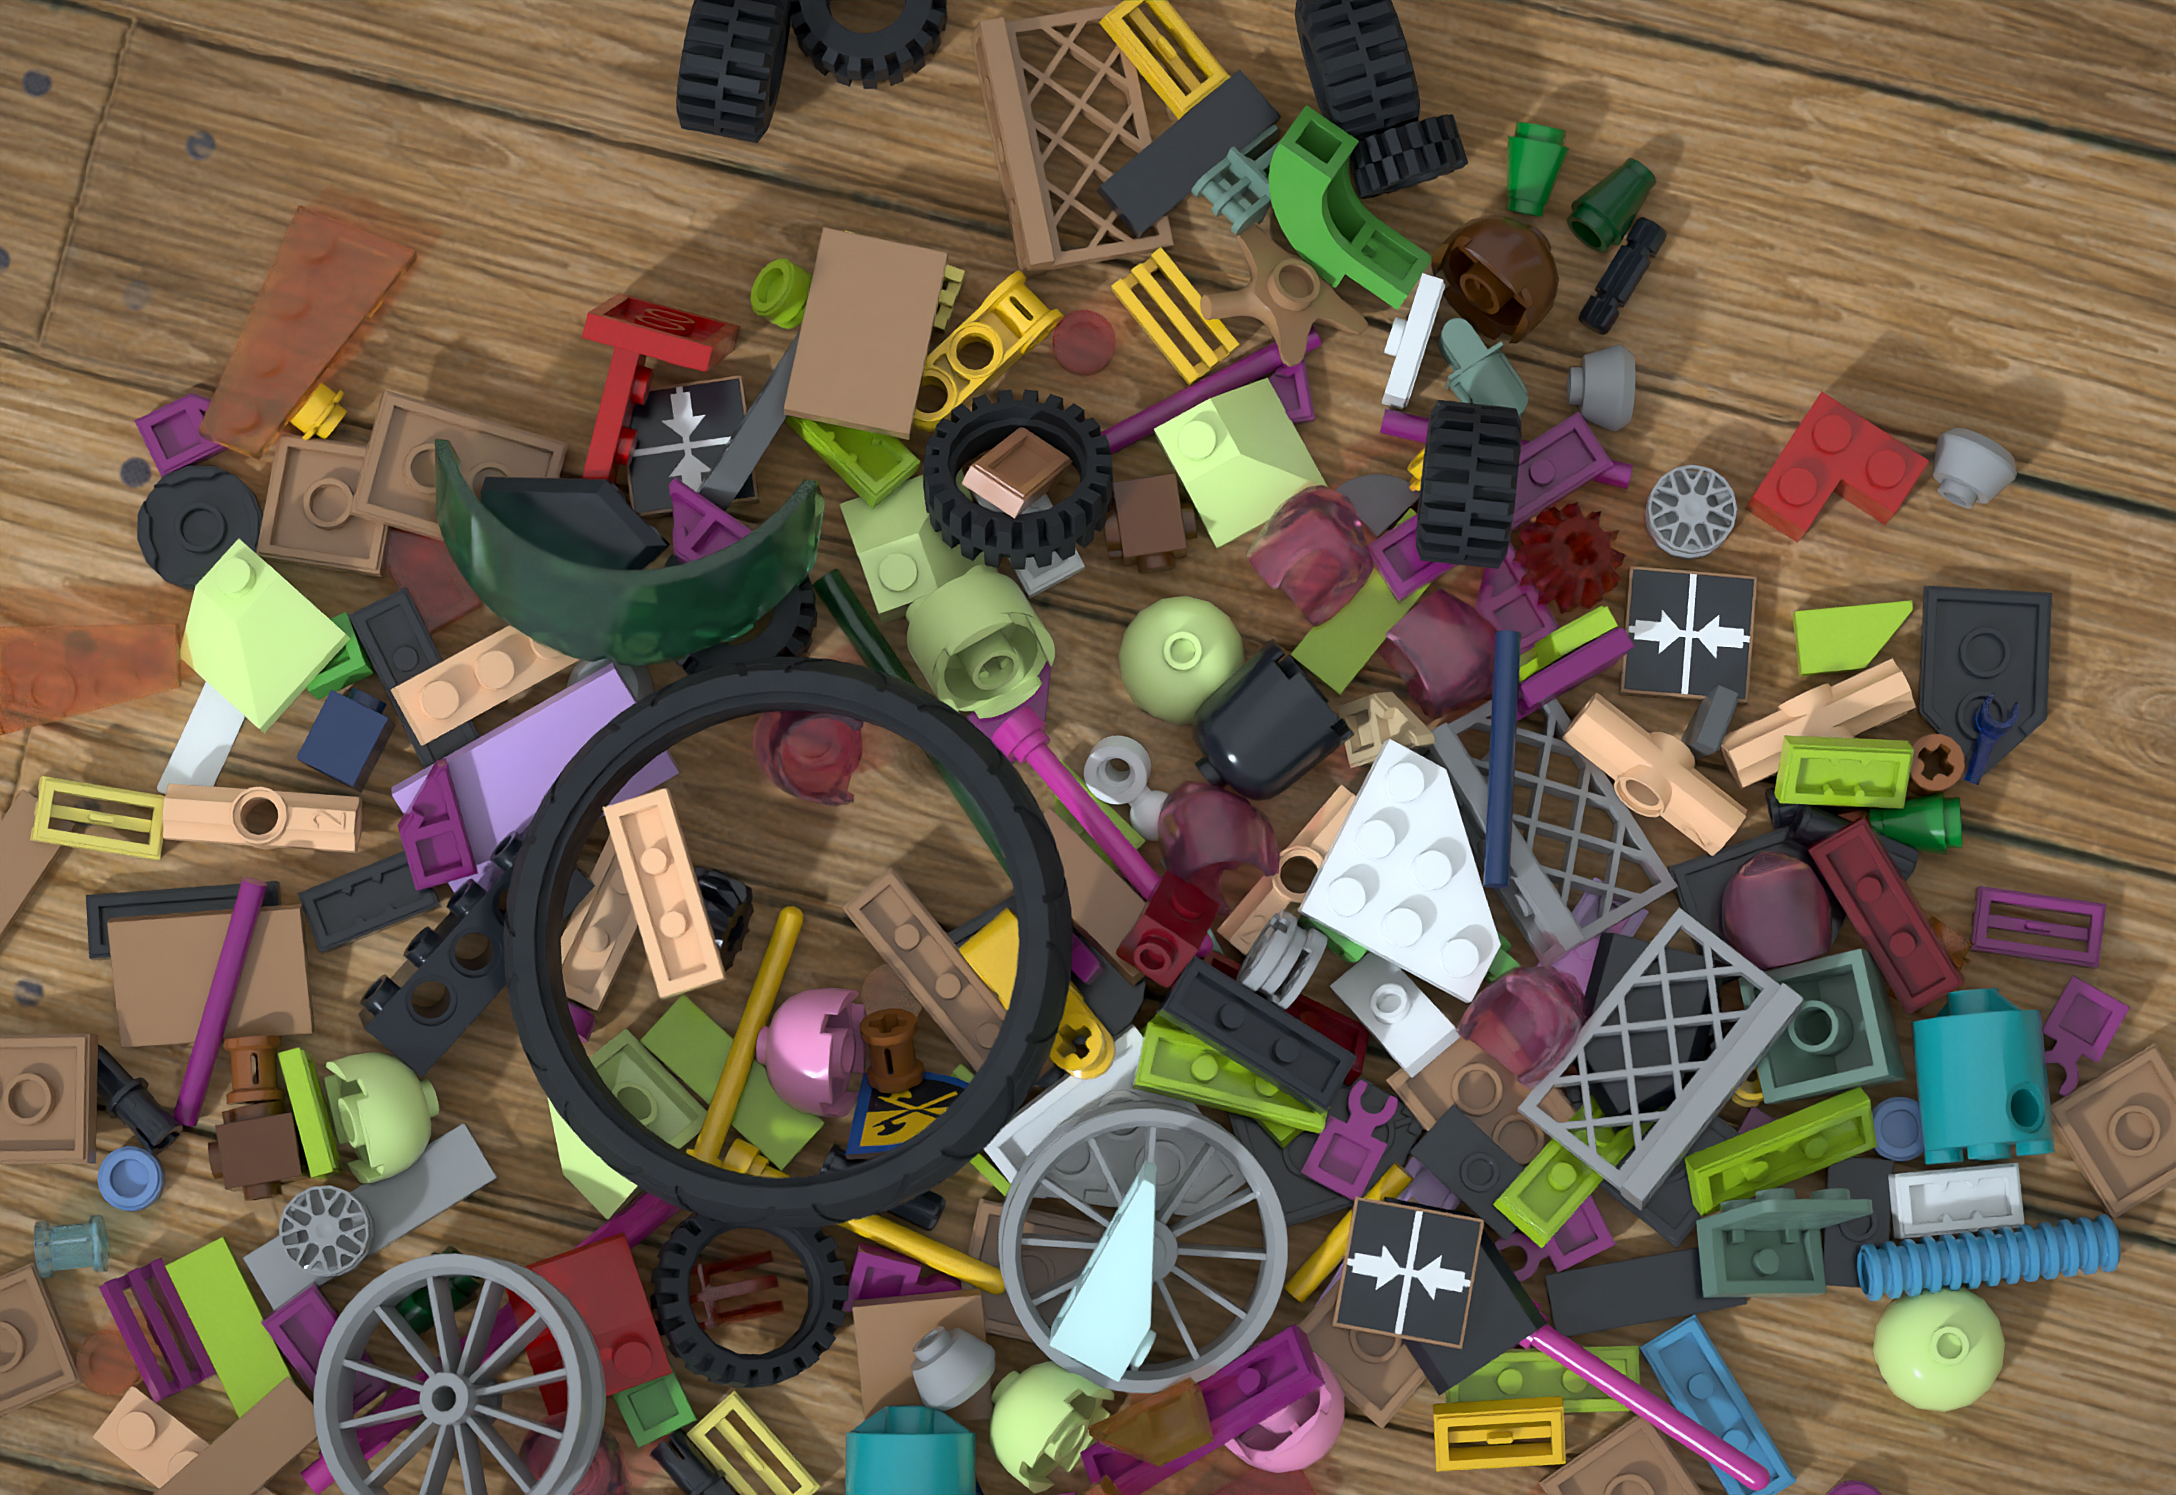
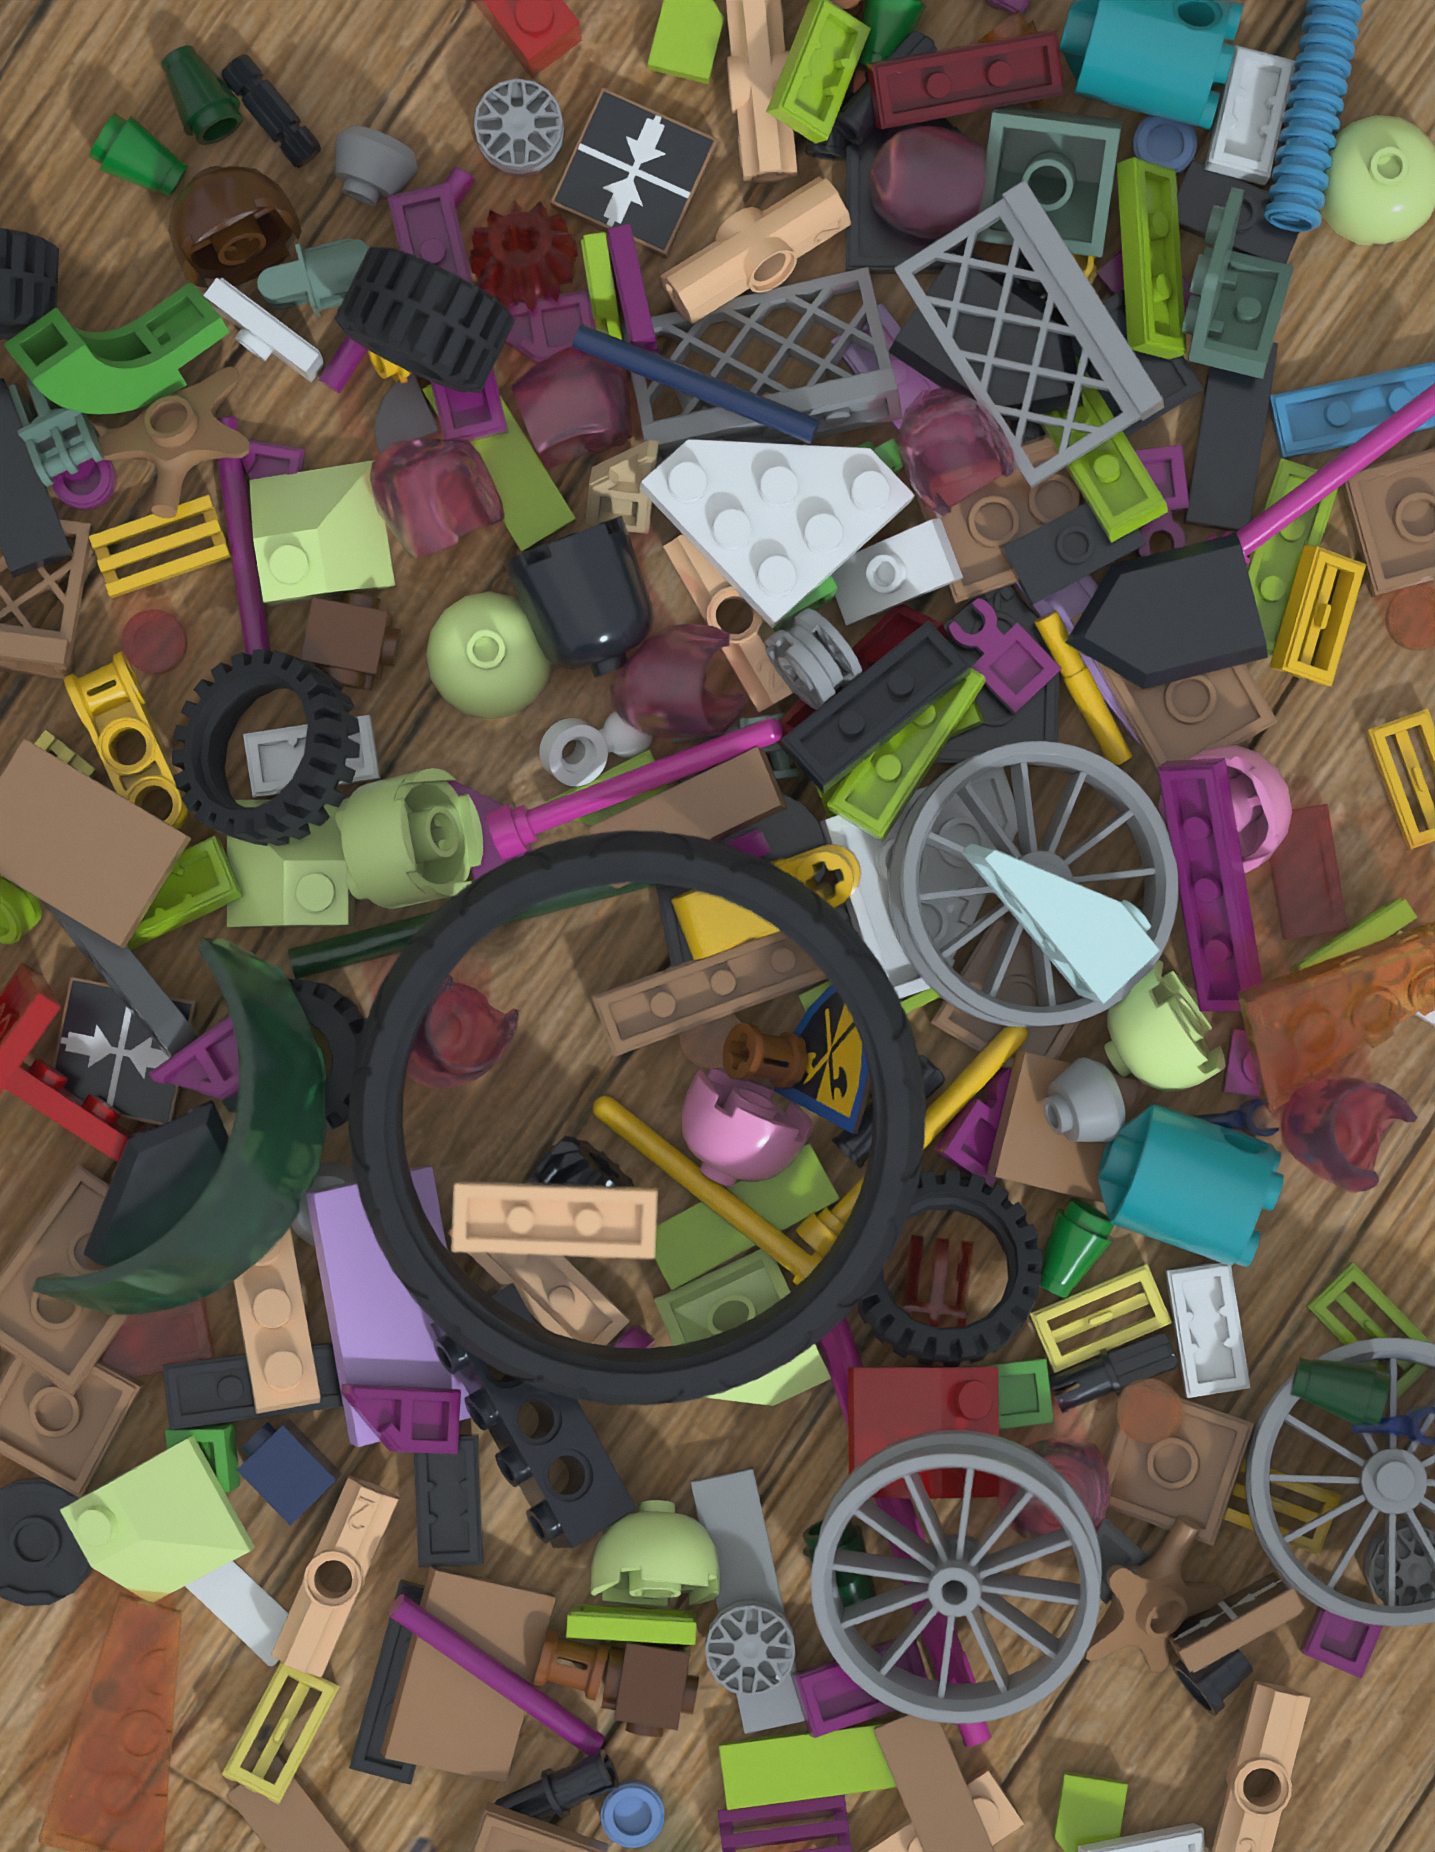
camera: 75 degrees left, 5 degrees up
(812, 1409) = (1073, 1246): none -> green cone
(1017, 472) = (259, 745): nougat tile -> none
(1159, 1426) = (1207, 927): clear orange tile -> none
(1168, 929) = (748, 753): dark red bracket -> none
(1206, 231) = (88, 487): none -> magenta tile
(1407, 156) = (85, 269): black tyre -> none
(1408, 1272) = (1147, 644): black tile -> none
(1710, 722) = (725, 180): dark grey tile -> none

